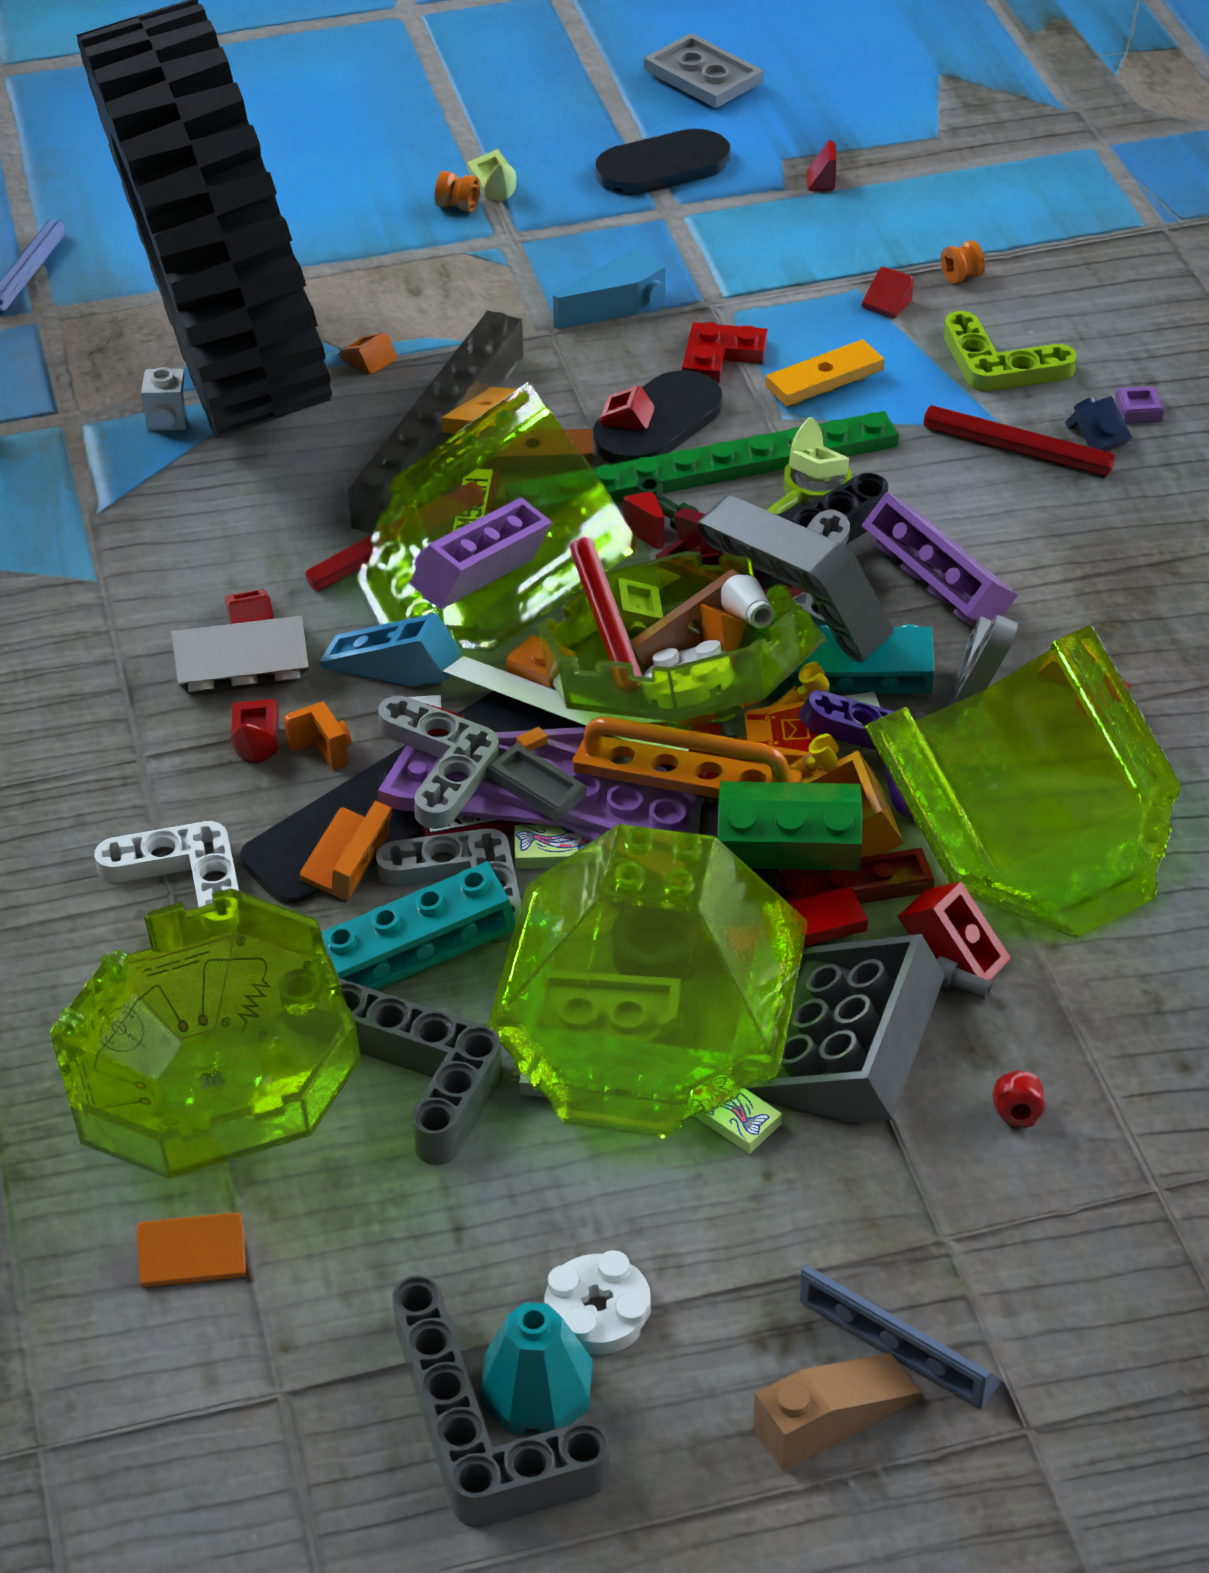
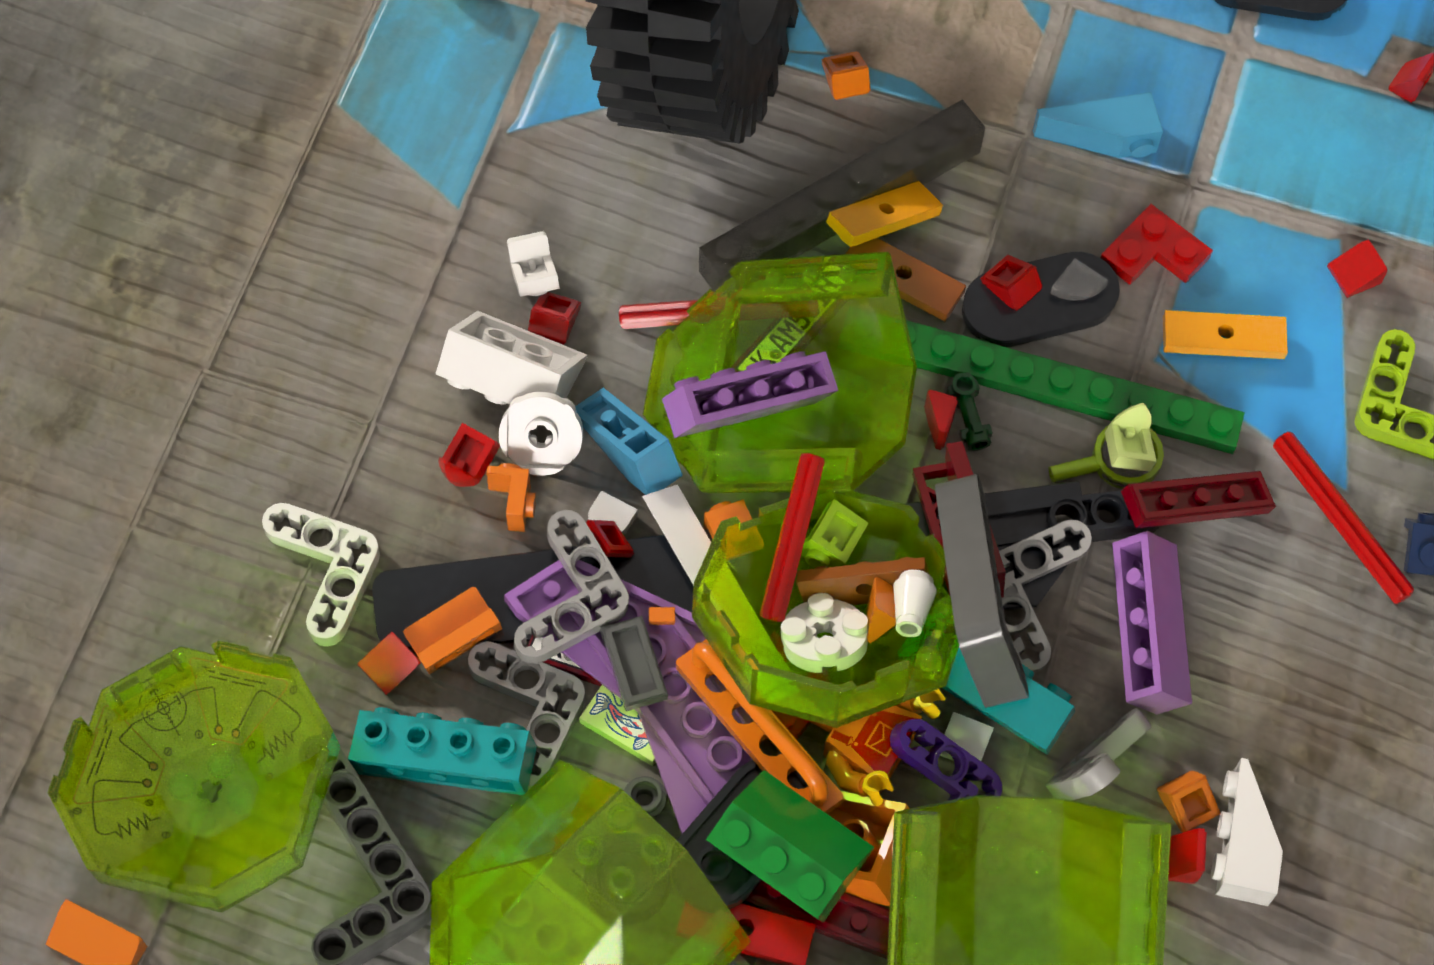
camera: 30 degrees right, 20 degrees up
(199, 579) = (532, 264): none -> white bracket
(310, 894) = (389, 663): none -> slope
(322, 653) = (556, 415): none -> white plate
(682, 388) = (1078, 283): none -> clear tile
(902, 467) = (1197, 499): none -> dark red tile
(1153, 666) = (1250, 848): none -> white slope

